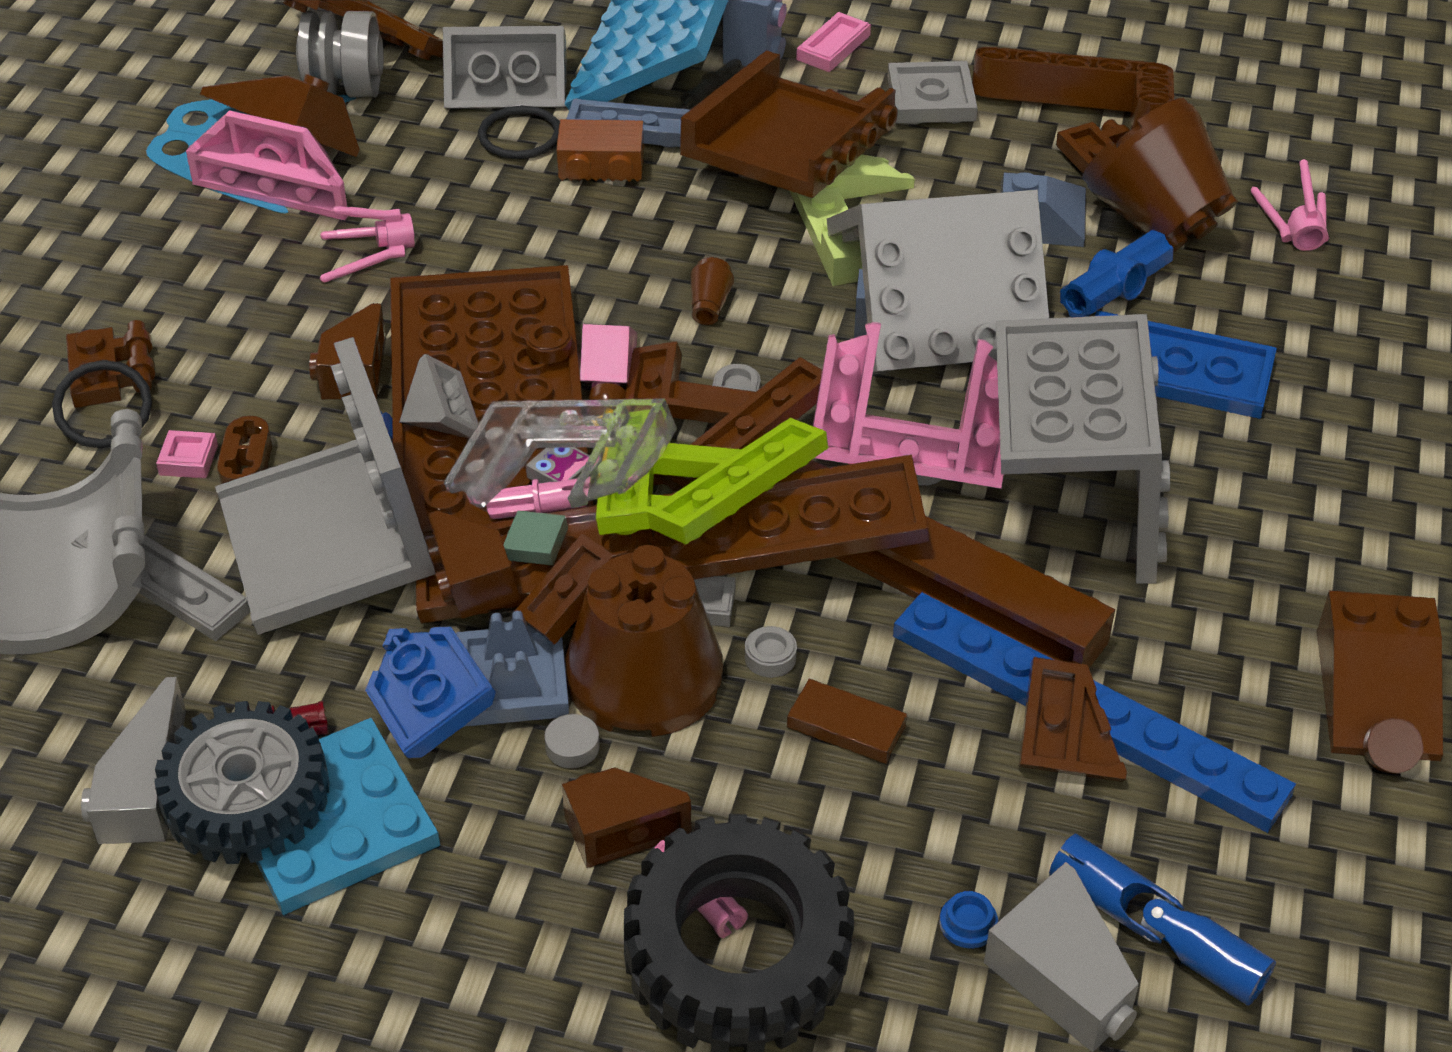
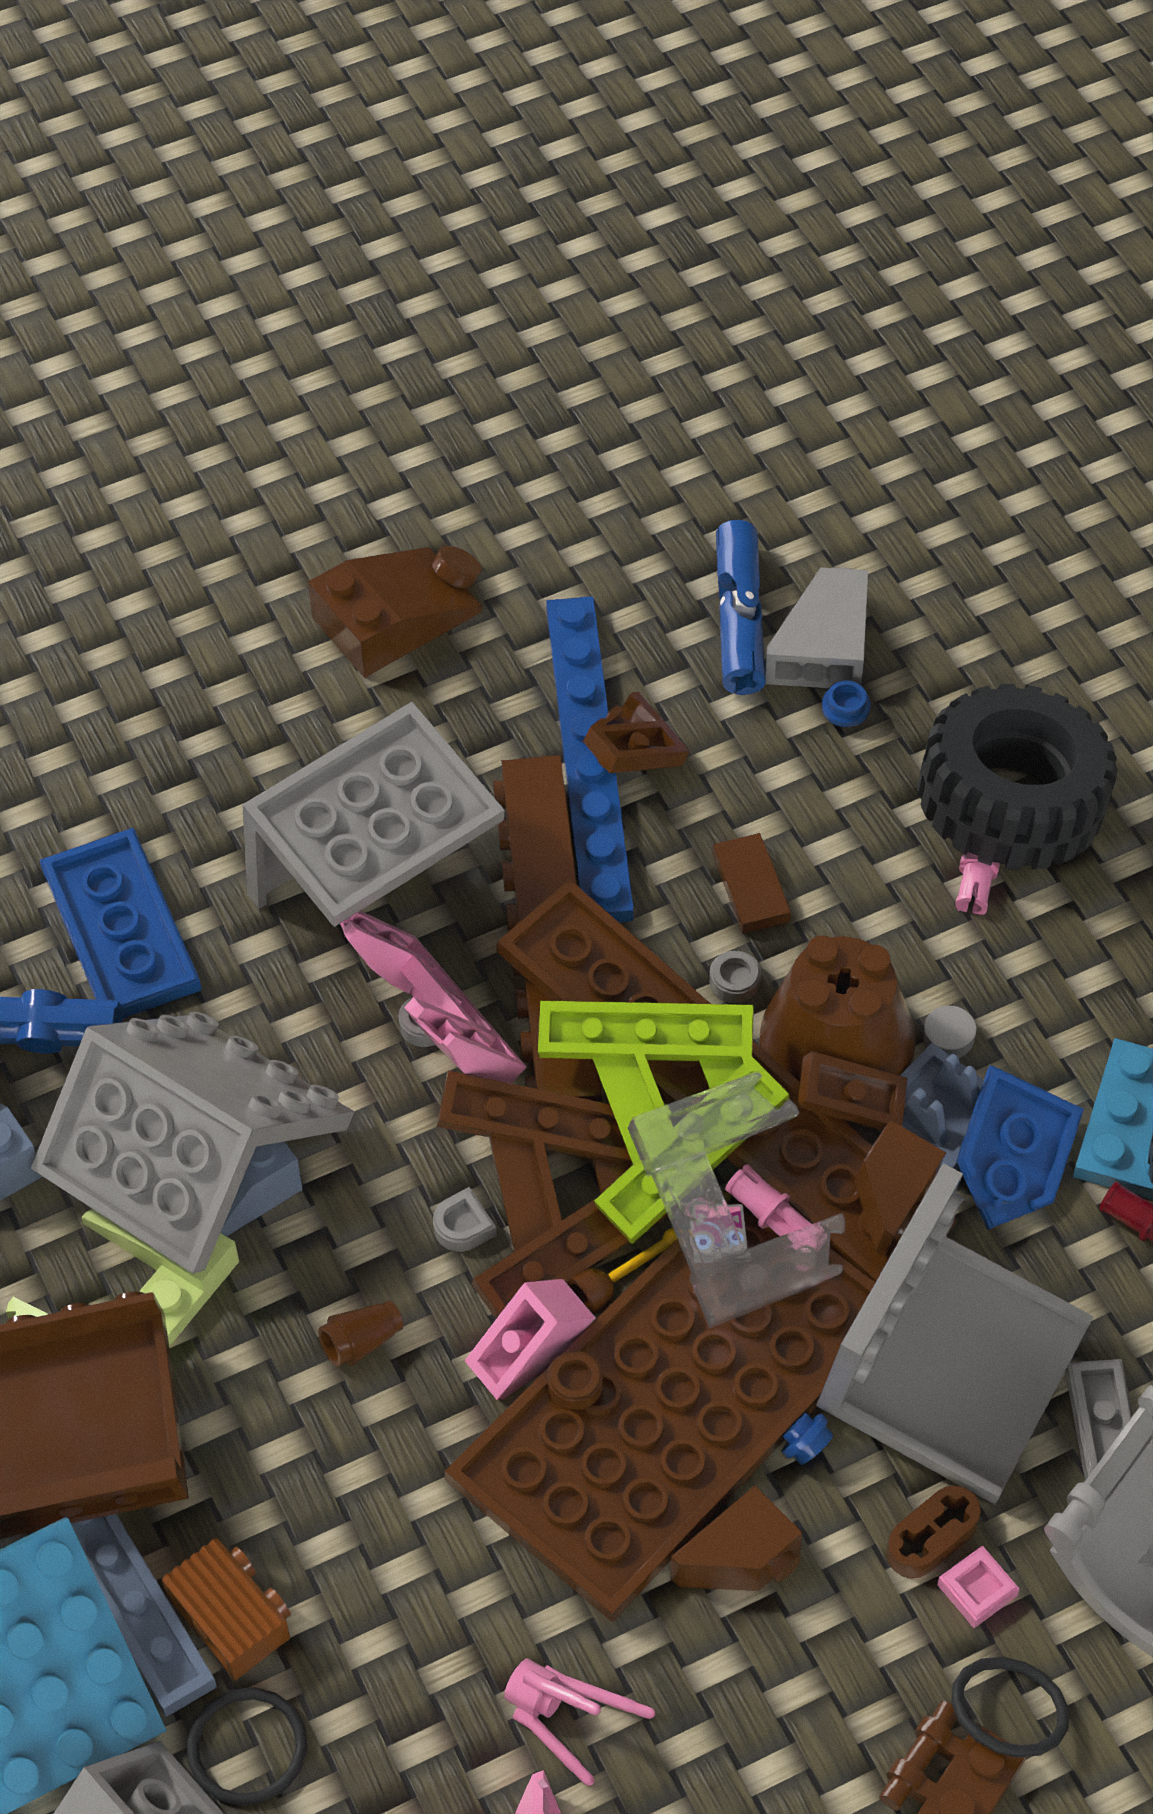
camera: 130 degrees left, 10 degrees up
(439, 400) = (742, 1387): light grey slope -> none
(535, 537) = (820, 1169): sand green tile -> none
(621, 814) = (984, 938): reddish brown slope -> none

